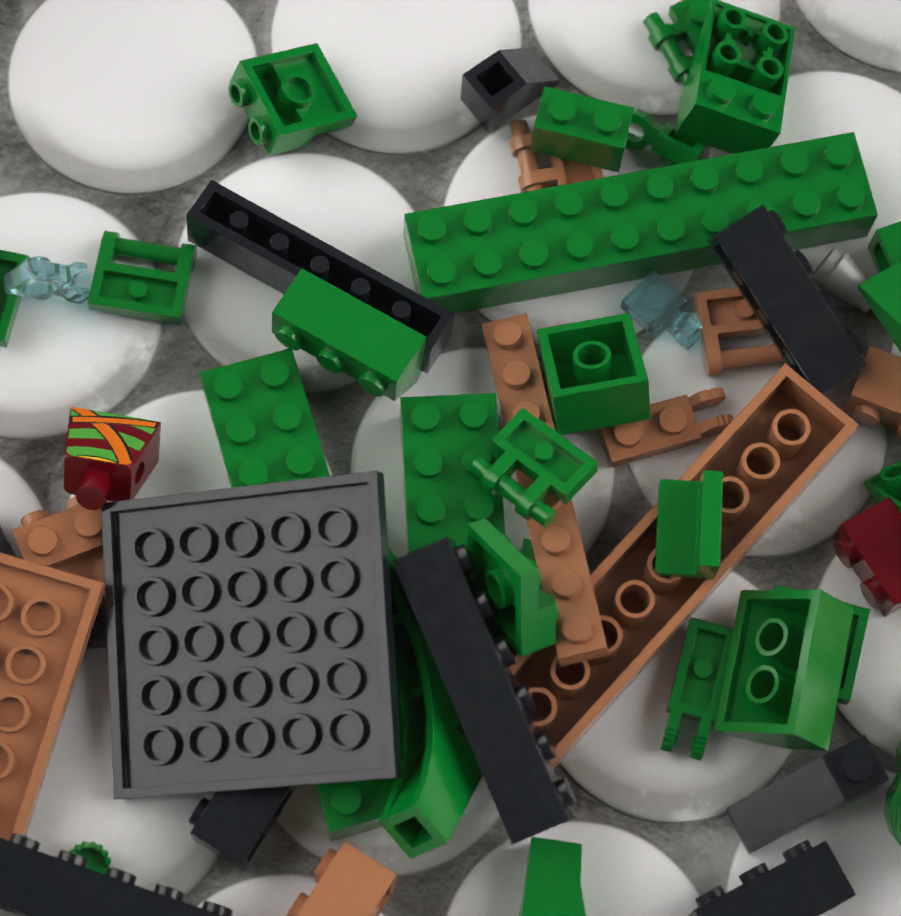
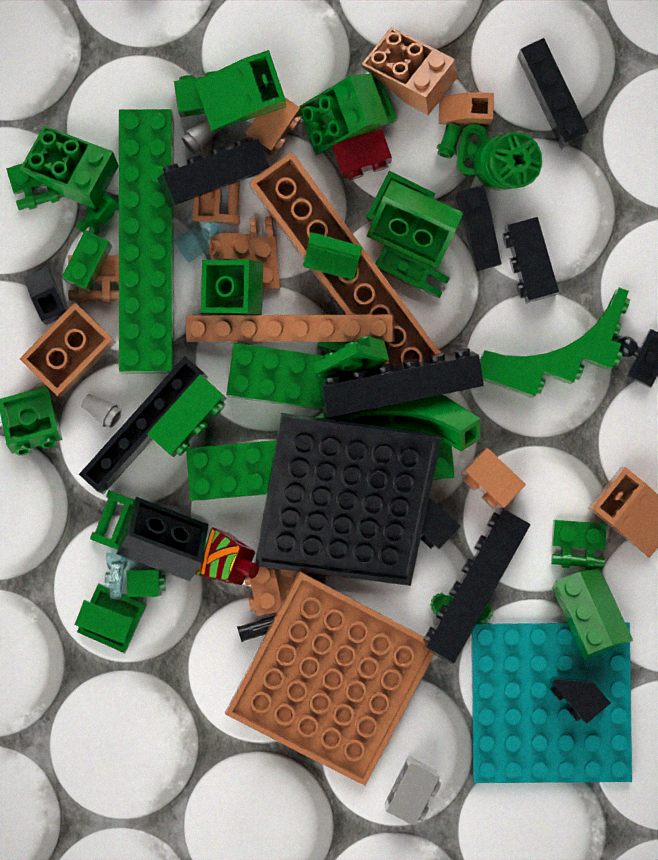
camera: 75 degrees left, 15 degrees up
(42, 332) = (145, 583): none -> green brick
(124, 342) = (163, 539): none -> black slope
(331, 211) = (103, 411): none -> light grey cone
(423, 131) = (67, 350): none -> nougat brick
(543, 456) = (279, 325): green plate -> none
(666, 365) = (230, 247): none -> nougat bracket

